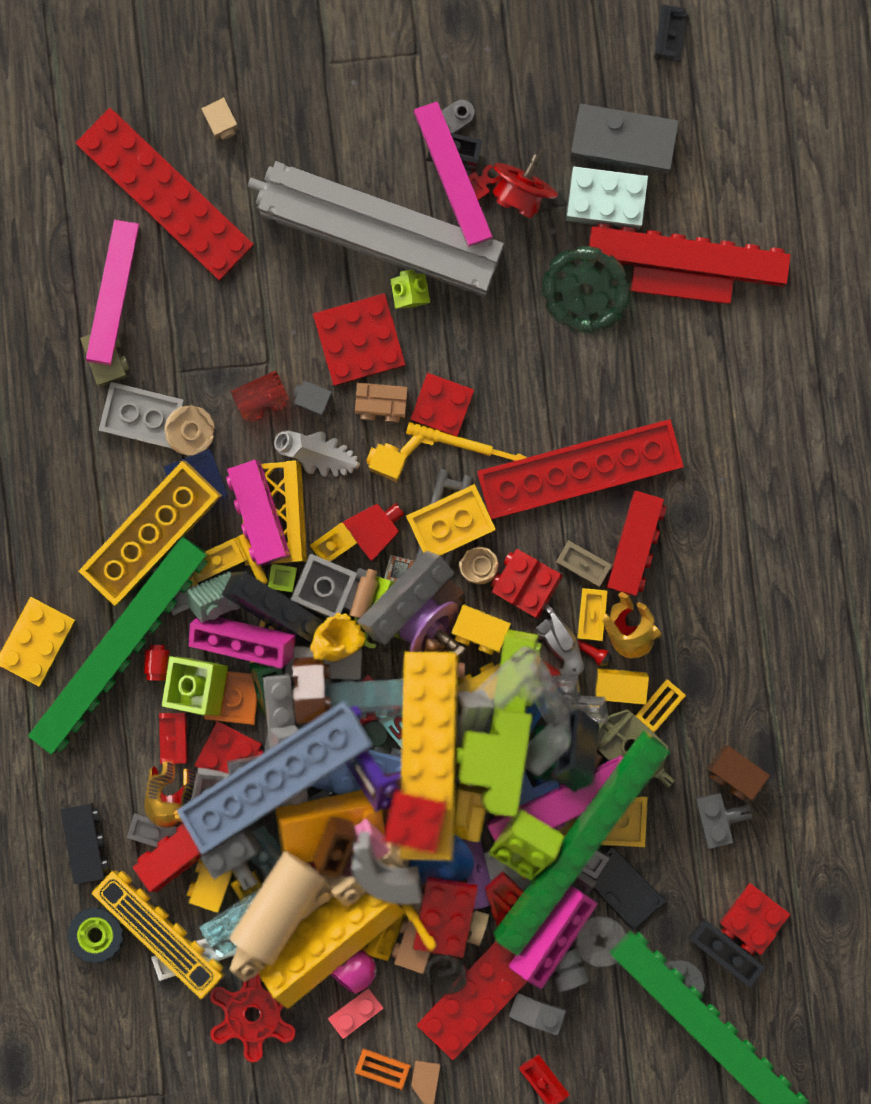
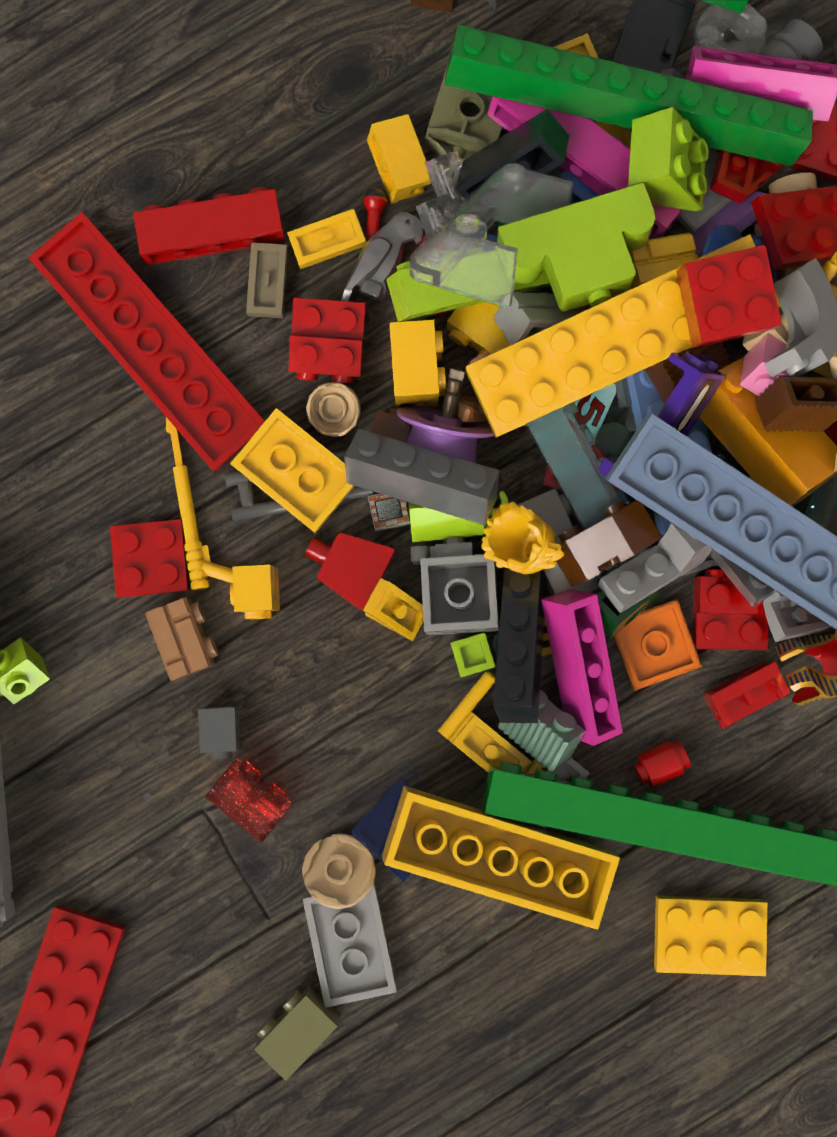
camera: 115 degrees left, 0 degrees up
(112, 292) = (206, 1066): dark pink tile -> none
(194, 685) = (670, 699): lime brick -> none
(258, 513) = (403, 727): dark pink brick -> none
(294, 509) = (375, 683): yellow fence -> none
(316, 453) = (289, 690): light grey plant -> none
(359, 339) = (115, 707): red plate -> none
(364, 594) = (444, 534): medium nougat cylinder -> none
(633, 640) = (332, 167): pearl gold piece -> none
(674, 689) = (401, 89): yellow tile -> none

